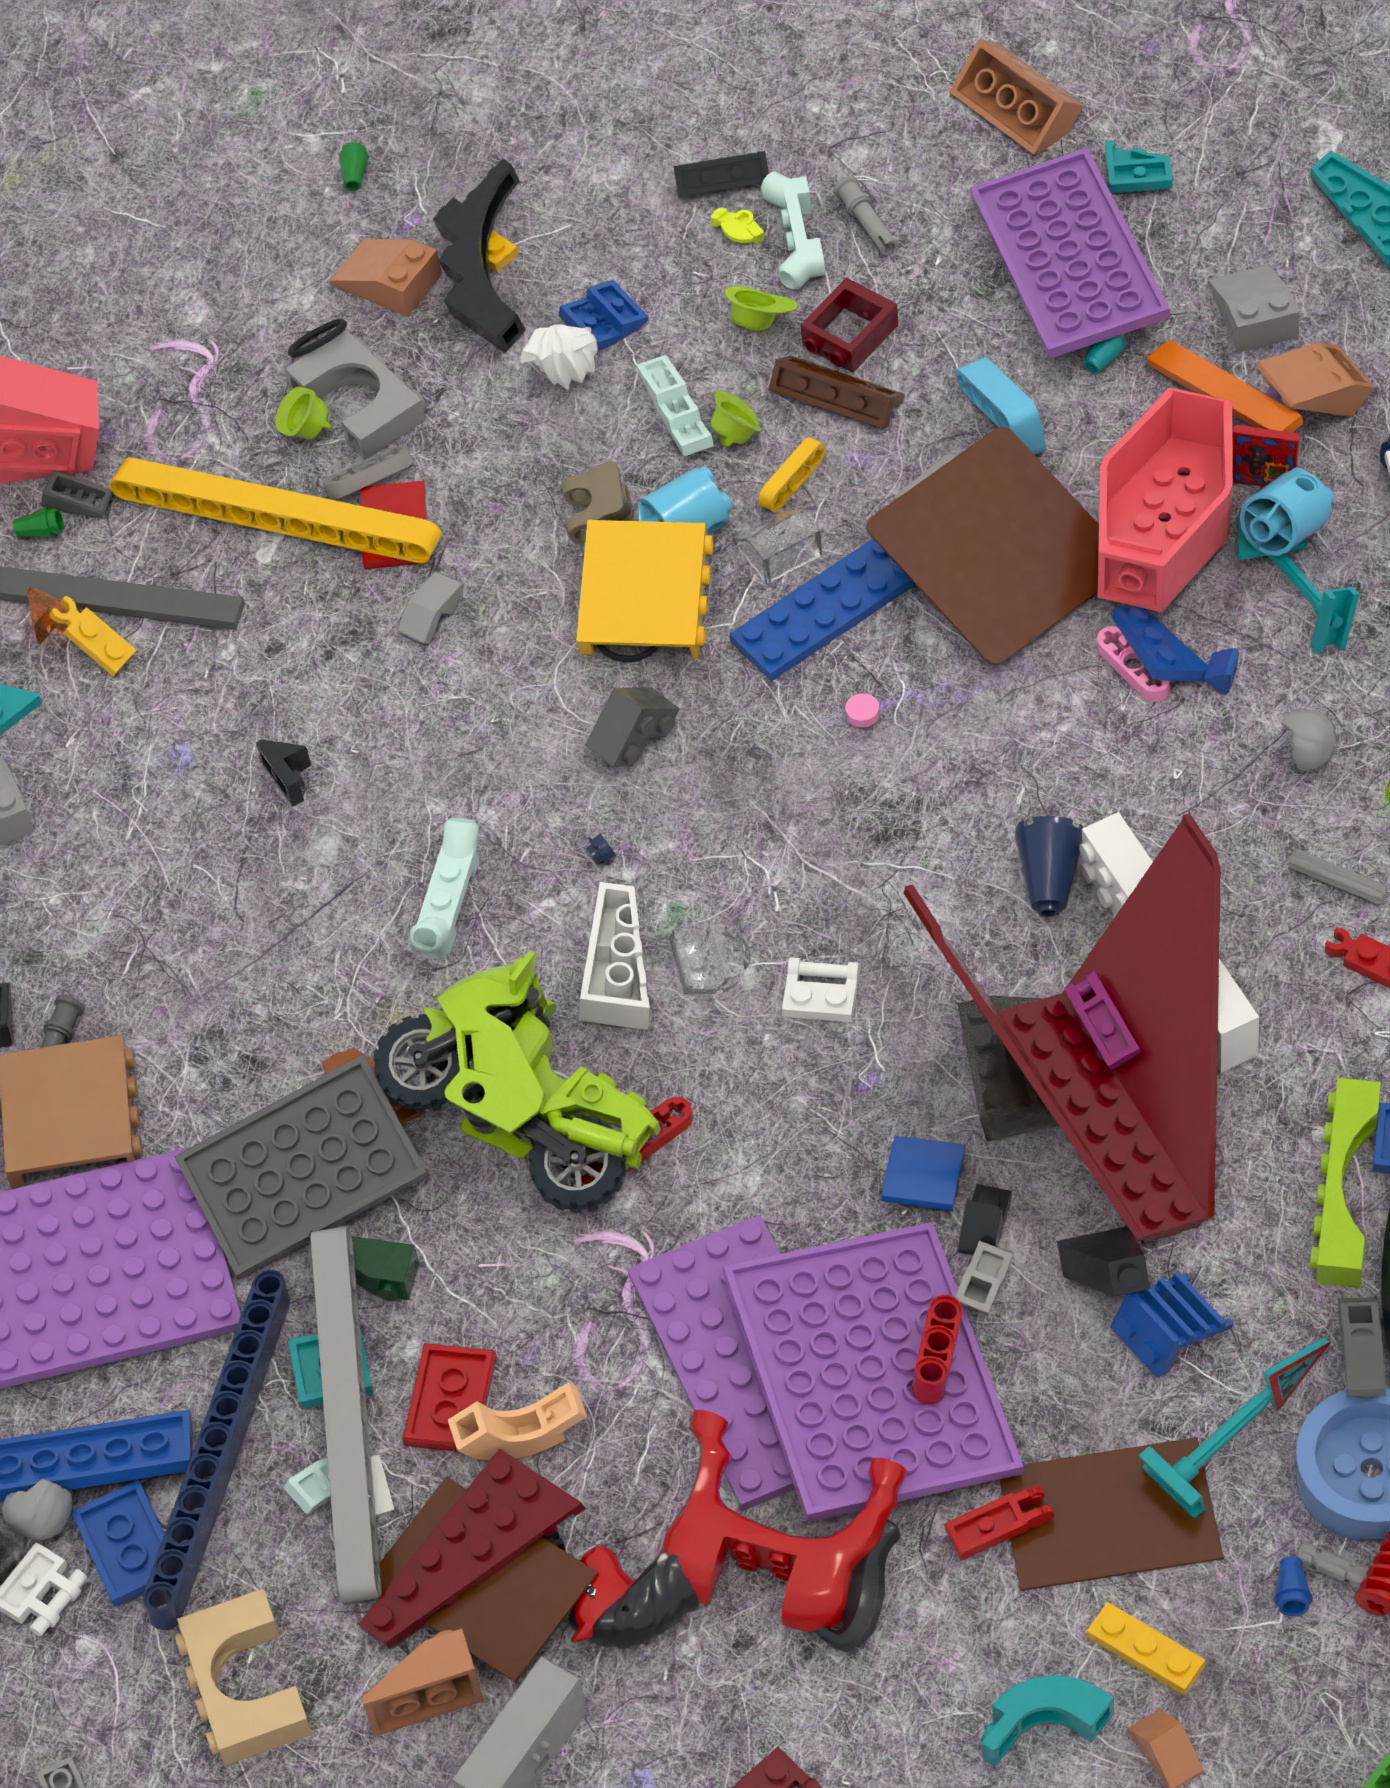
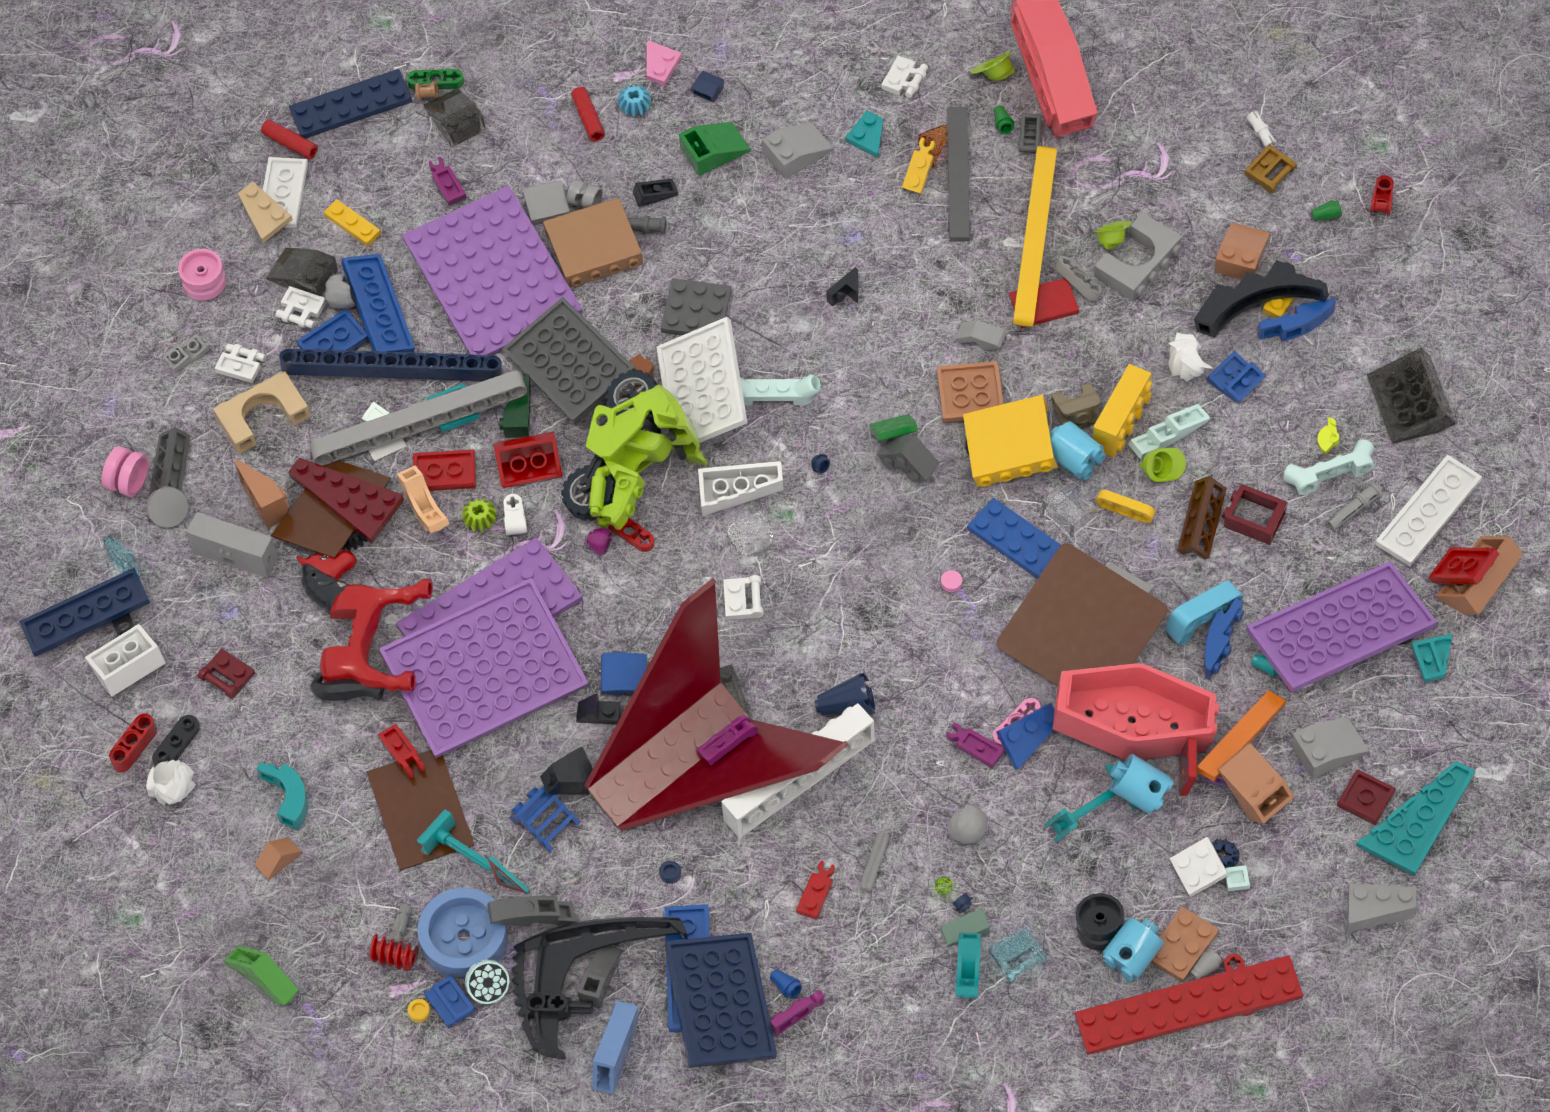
camera: 75 degrees right, 5 degrees up
(132, 1708) = (237, 367): none -> white plate
(181, 218) = (1261, 129): none -> white pin
(247, 225) = (1265, 164): none -> pearl gold plate
(248, 985) = (694, 305): none -> dark grey plate
(295, 350) = (1172, 230): black tyre -> none
(349, 99) = (1382, 197): none -> red piece
(392, 963) = (705, 378): none -> white plate
(469, 1261) = (527, 459): none -> red slope
(527, 636) = (968, 389): none -> nougat plate
(532, 226) = (1303, 321): none -> blue slope
(560, 1348) = (479, 514): none -> lime gear
(570, 736) = (893, 427): none -> green tile
(581, 1294) = (514, 517): none -> white piece
(619, 433) = (1123, 410): none -> yellow brick
(663, 1172) = (599, 540): none -> magenta cone
(702, 118) = (1411, 397): none -> clear smoke slope
(720, 173) = (1368, 416): black plate -> none
(755, 308) = (1257, 457): lime piece -> none
(895, 136) = (1428, 510): none -> white plate
(934, 1363) = (484, 699): red beam -> none
(984, 1277) = (553, 716): light grey slope -> none
(1008, 100) = (1464, 565): none -> red plate
(1057, 402) = (1219, 637): none -> blue slope
(1146, 1648) = (337, 838): yellow plate -> none
(1163, 716) = (976, 745): none -> magenta plate
(1222, 669) = (1017, 773): blue slope -> none
(1292, 1589) = (382, 904): blue cone -> none
(1304, 1155) = (670, 872): none -> dark blue tile
(1341, 1242) = (606, 897): lime arch -> none
(1342, 280) = (1366, 797): none -> dark red tile

